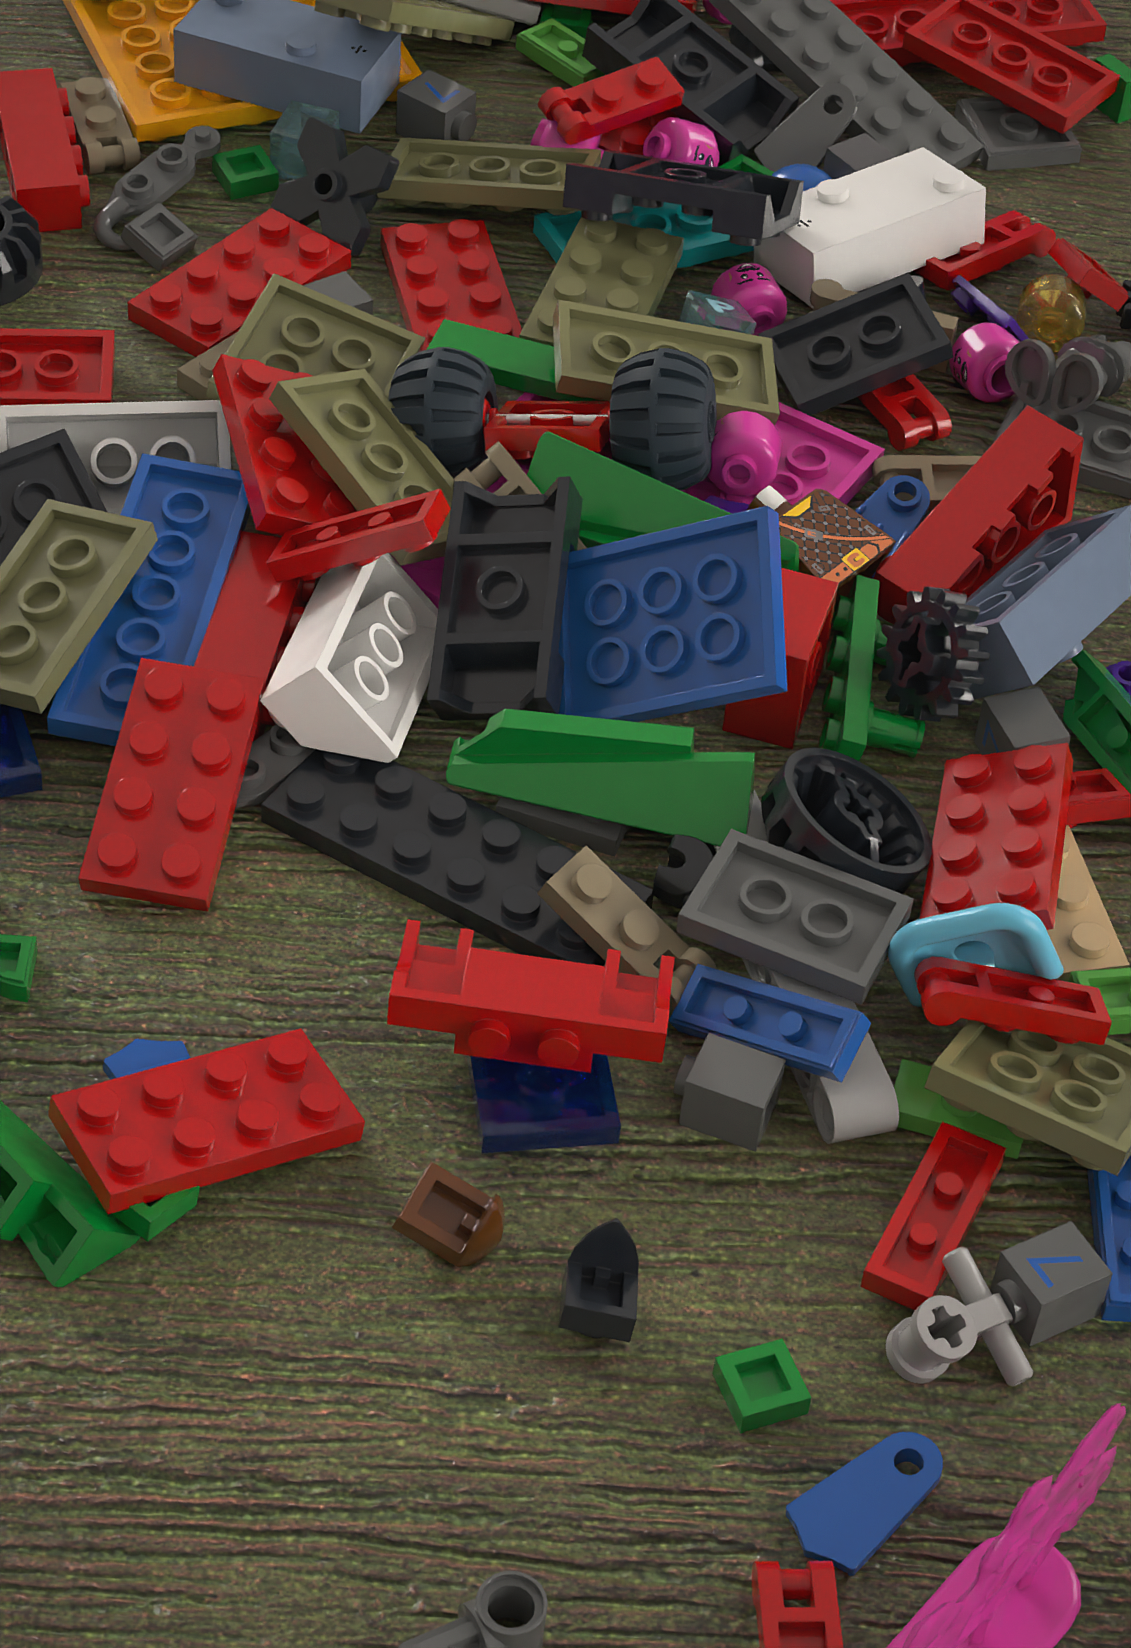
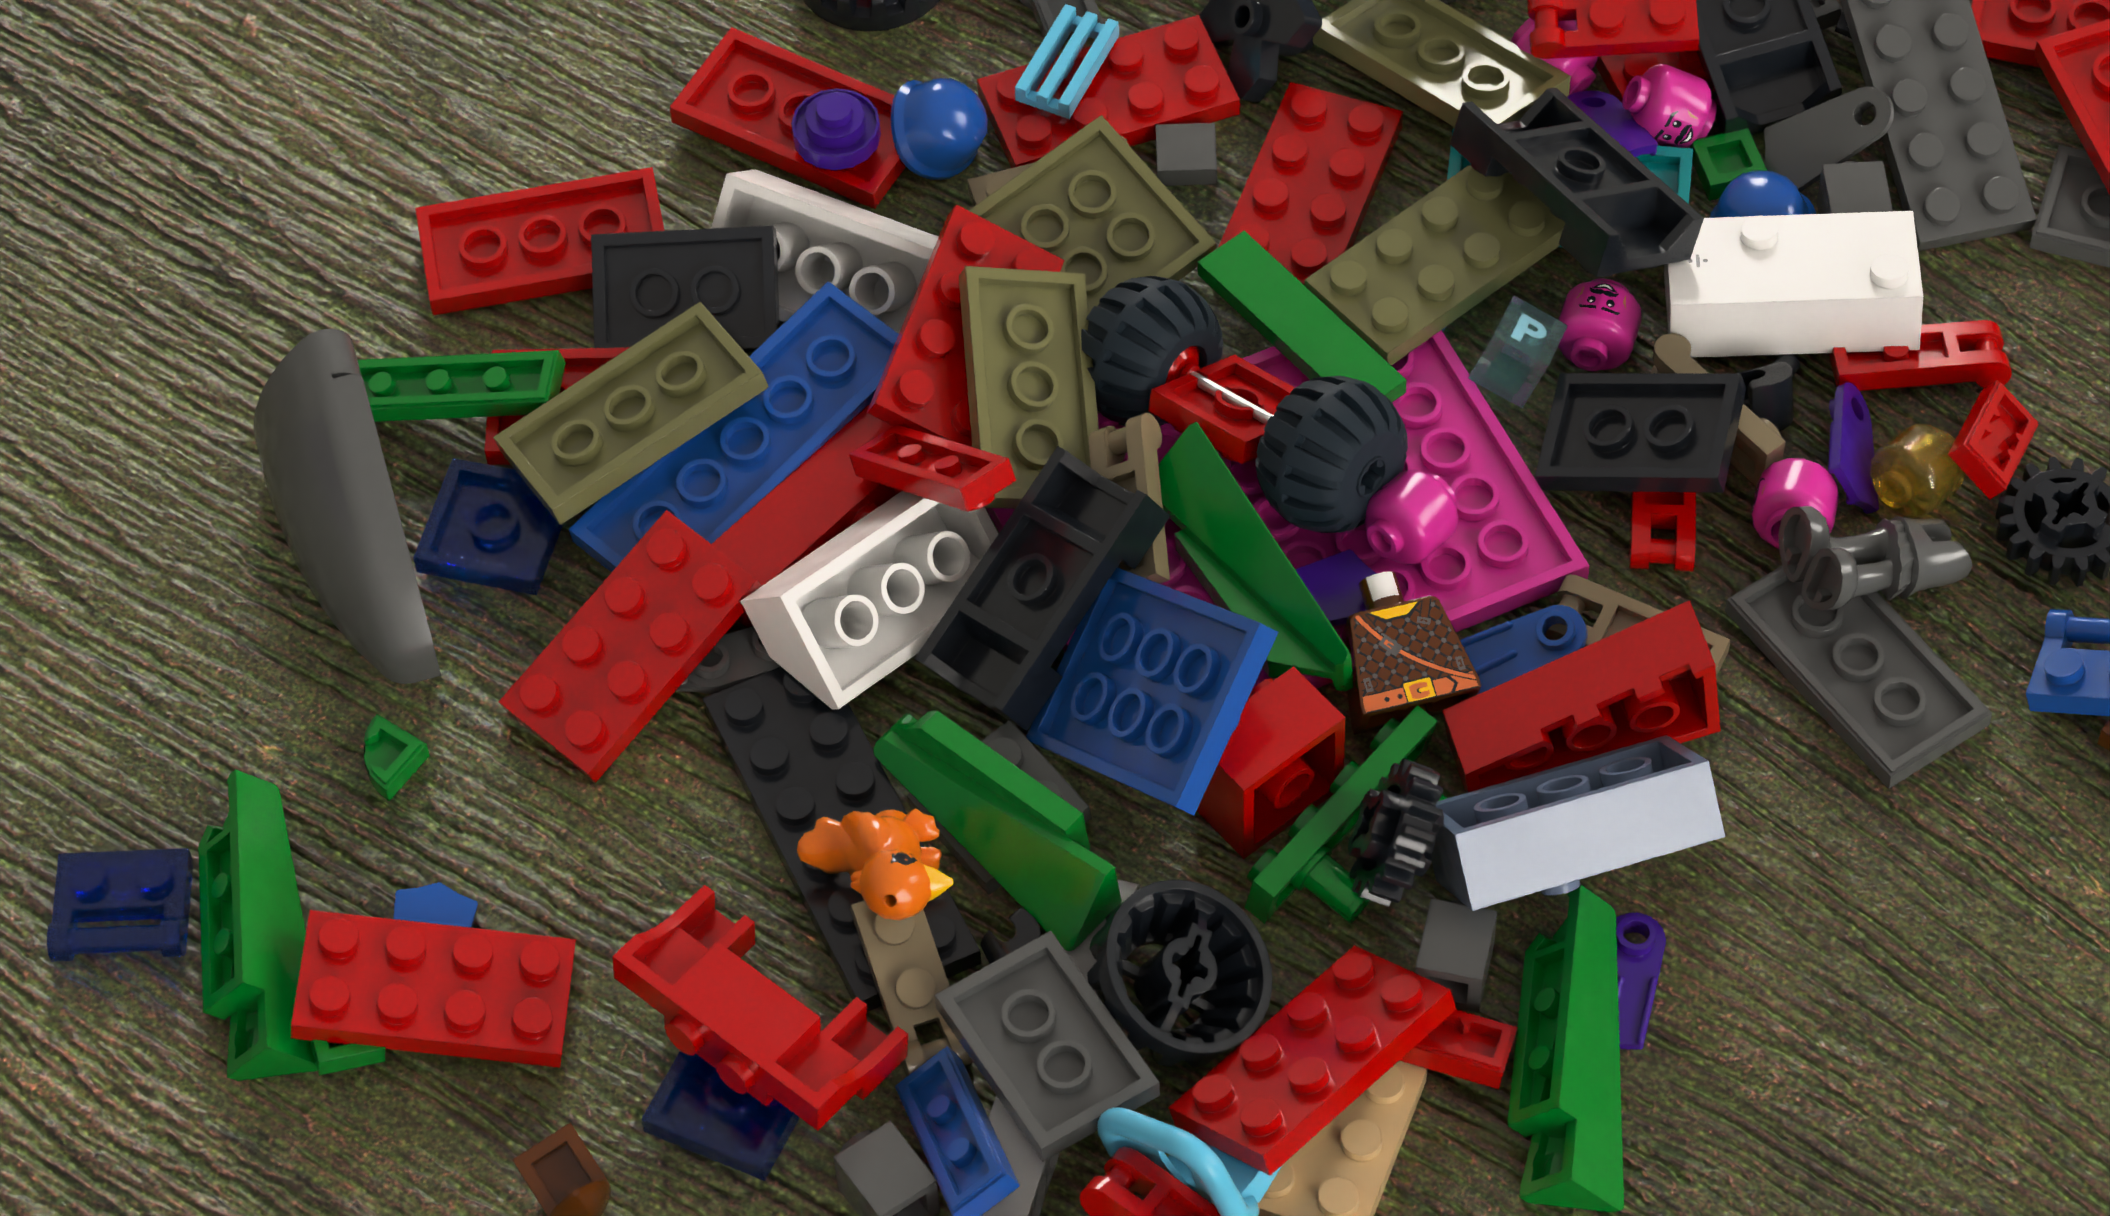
camera: 40 degrees right, 10 degrees up
(50, 357) = (836, 129): none -> dark purple plate
(131, 334) = (937, 127): none -> blue helmet
(200, 236) = (1083, 28): none -> medium azure tile
(544, 834) = (881, 858): none -> orange animal
(597, 340) = (1454, 400): olive plate -> none

